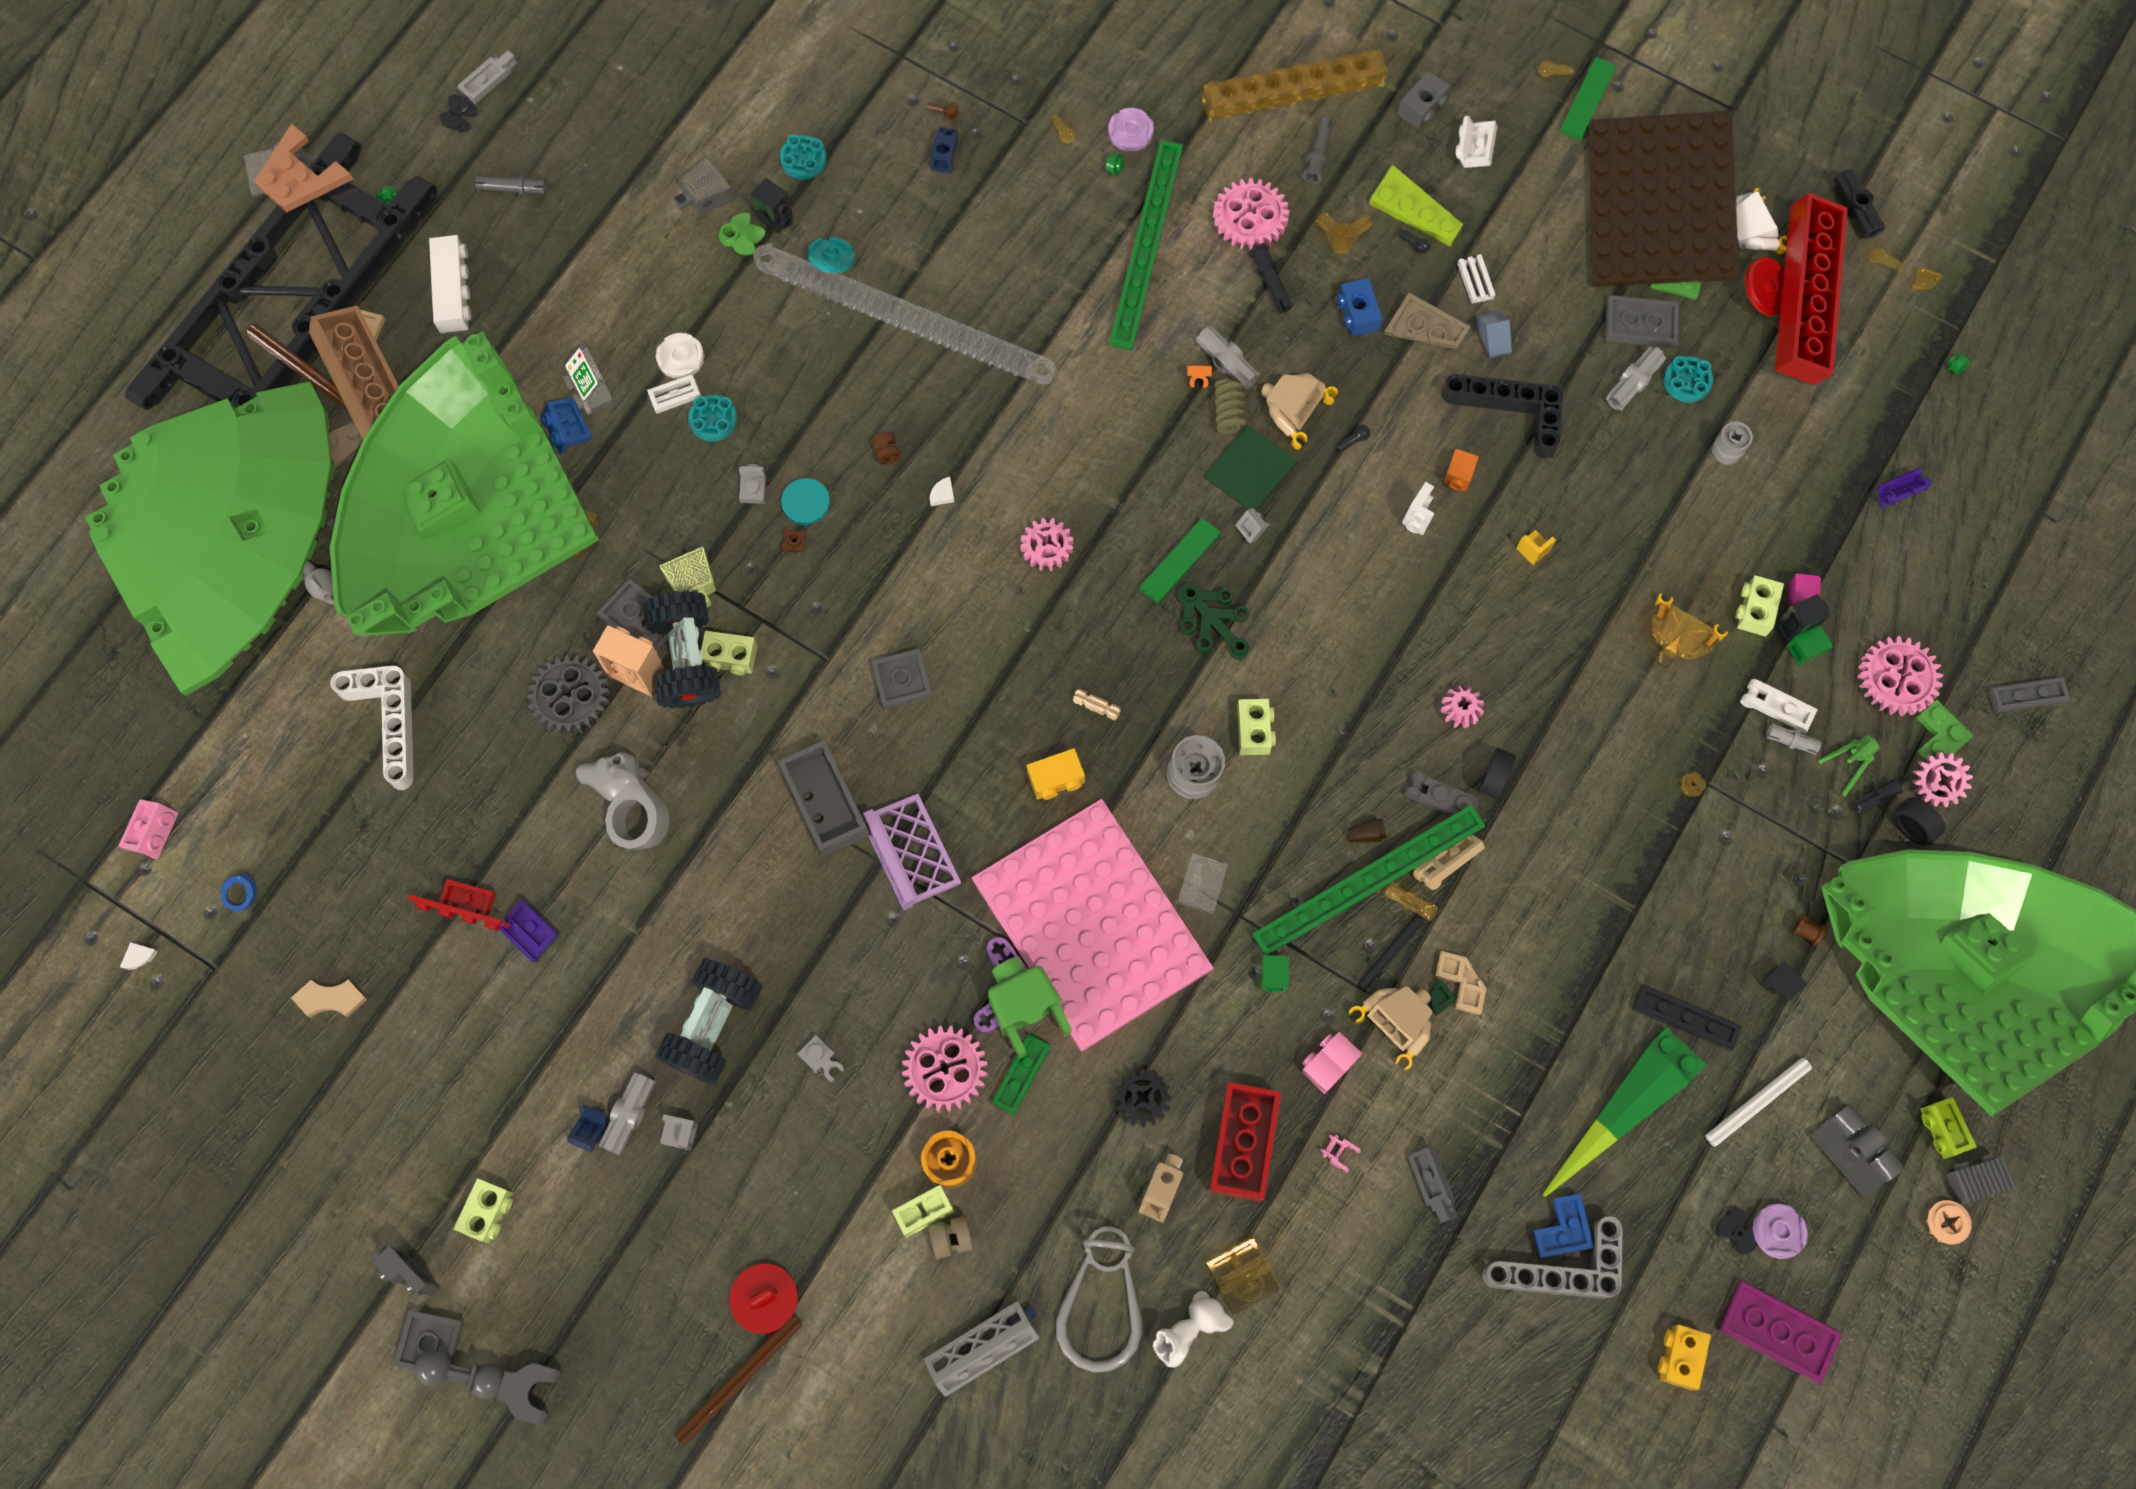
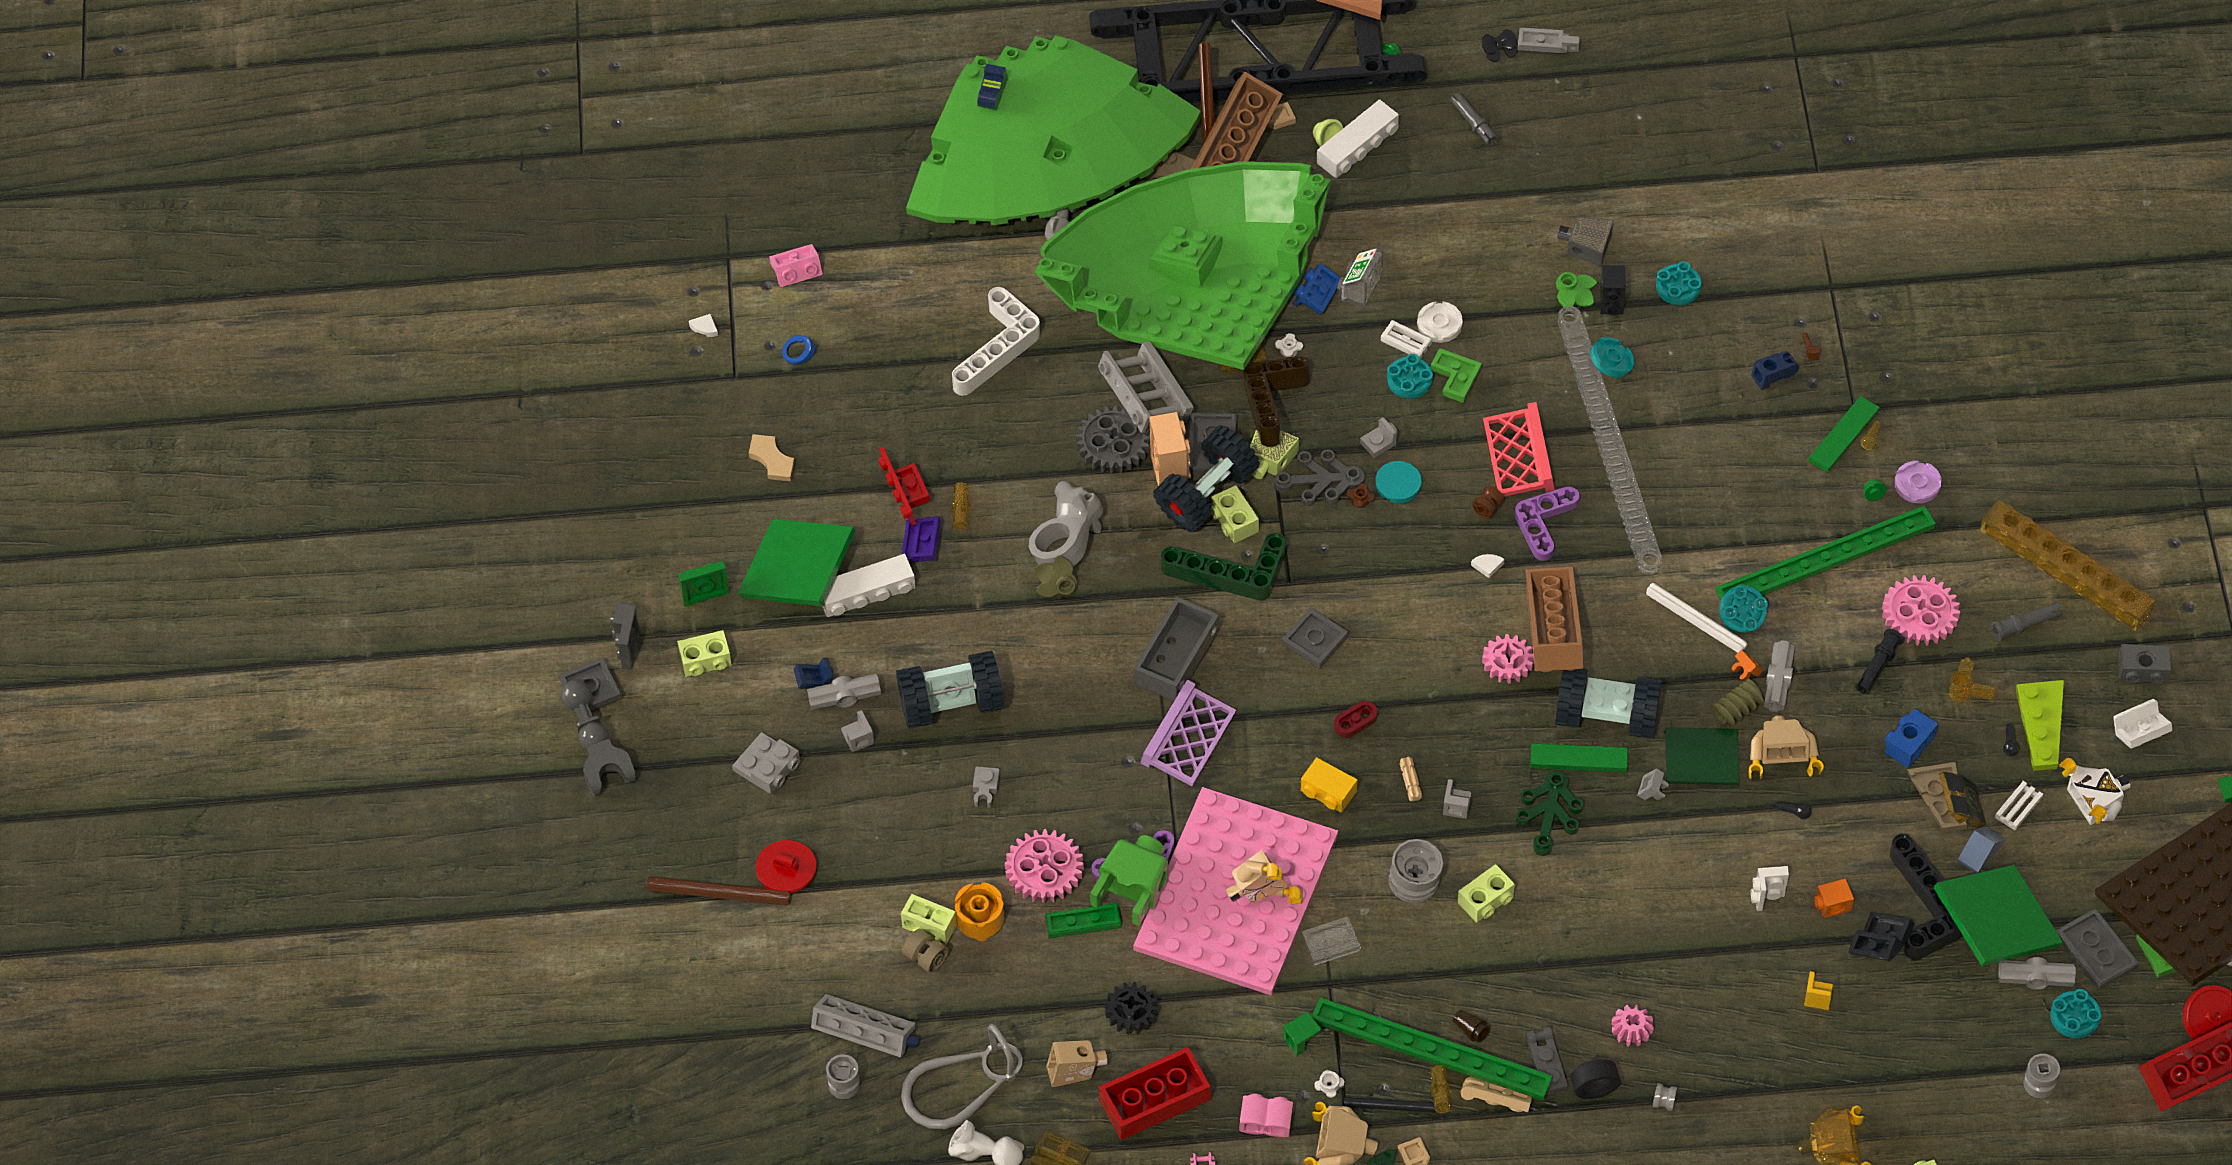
camera: 55 degrees right, 15 degrees down
(135, 528) = (992, 86): none -> dark blue leg
(413, 1159) = (703, 583): none -> green plate
(420, 302) = (1326, 130): none -> yellowish green piece
(461, 1058) = (796, 562): none -> green tile
(523, 871) = (960, 506): none -> clear yellow pin
(535, 1014) = (869, 585): none -> white brick
(546, 611) = (1155, 372): none -> light grey fence
(600, 493) = (1289, 351): none -> white plate
(620, 539) = (1269, 376): none -> dark brown beam
(642, 1236) = (767, 762): none -> light grey plate
(668, 846) = (1053, 574): none -> olive plate
(743, 375) = (1461, 373): none -> bright green plate
(751, 556) = (1321, 478): none -> dark grey plant
(779, 699) = (1228, 570): none -> dark green beam
(871, 374) = (1538, 451): none -> coral fence
(927, 420) = (1537, 513): none -> medium lavender beam
(1006, 706) = (1353, 719): none -> dark red plate
(1022, 1407) = (843, 1076): none -> light grey wheel
(1044, 147) = (1844, 434): none -> green tile
(1054, 481) = (1554, 619): none -> medium nougat brick
(1113, 901) = (1261, 878): none -> tan torso
(1122, 377) = (1696, 617): none -> white axle
(1146, 337) = (1743, 609): none -> teal tile
(1147, 684) = (1456, 801): none -> light grey panel
(1156, 499) = (1608, 701): none -> plate
(1338, 979) = (1329, 1077): none -> white plate
(1448, 312) = (1962, 799): none -> slope
(1512, 218) = (2095, 791): none -> white torso
(1525, 463) = (1881, 937): none -> black slope
(1546, 731) = (1664, 1097): none -> light grey wheel
(1570, 366) = (1998, 915): none -> green tile

